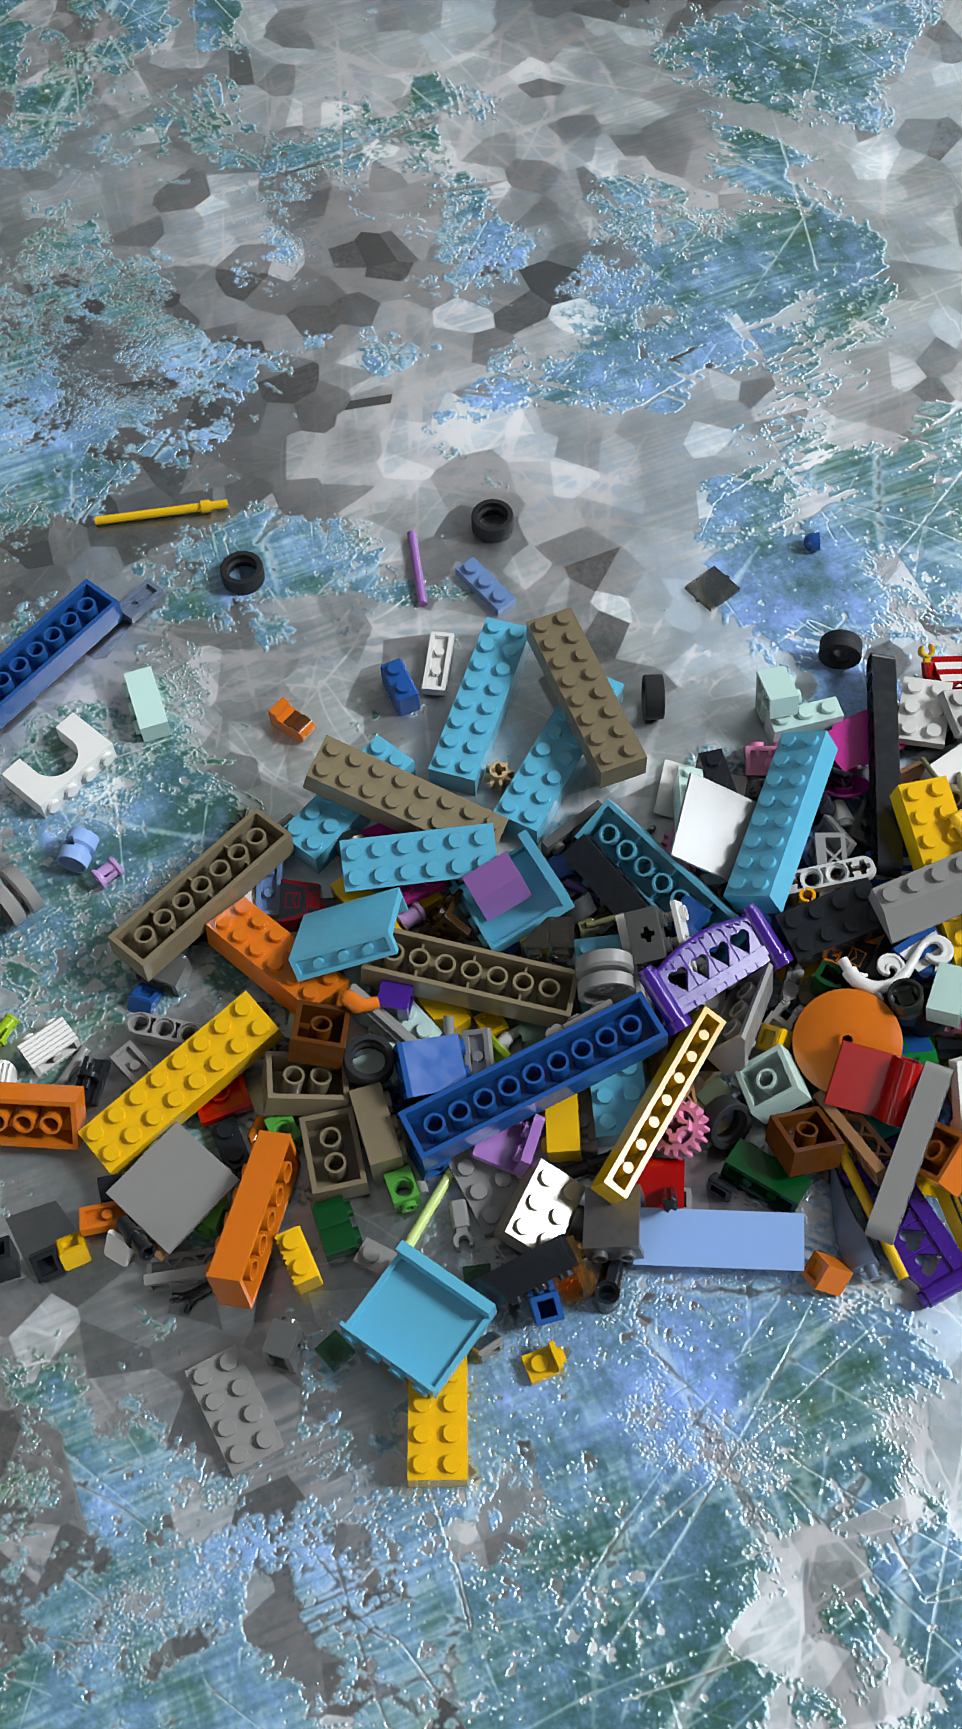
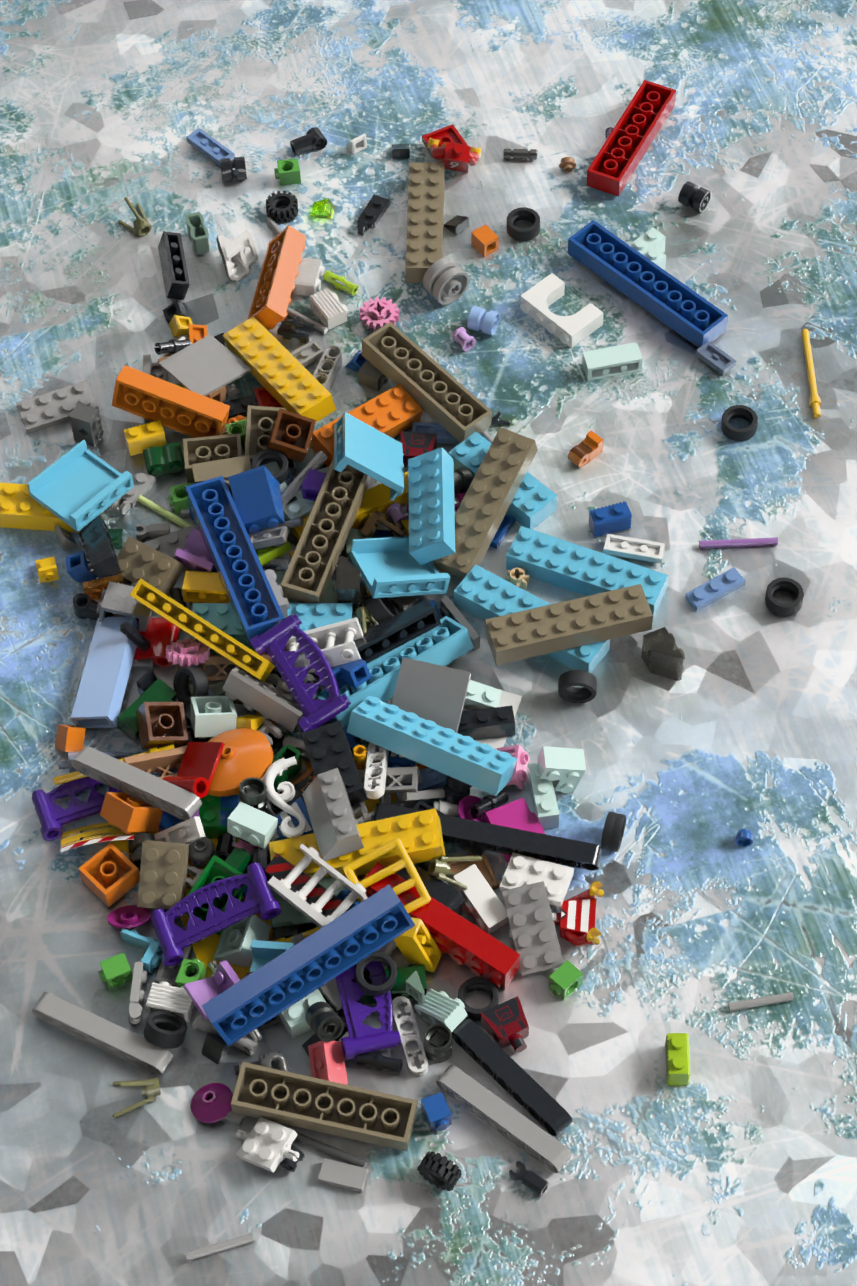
camera: 95 degrees right, 5 degrees down
(50, 975) = (370, 313): none -> bright pink gear
(358, 1004) = (310, 450): orange arm -> none
(497, 886) = (396, 547): medium lavender slope -> none
(597, 615) = (662, 654): none -> clear smoke slope
(605, 975) = (303, 601): light grey wheel -> none
(638, 926) = (332, 630): dark grey brick -> none
(712, 588) = (700, 755): clear smoke piece -> none

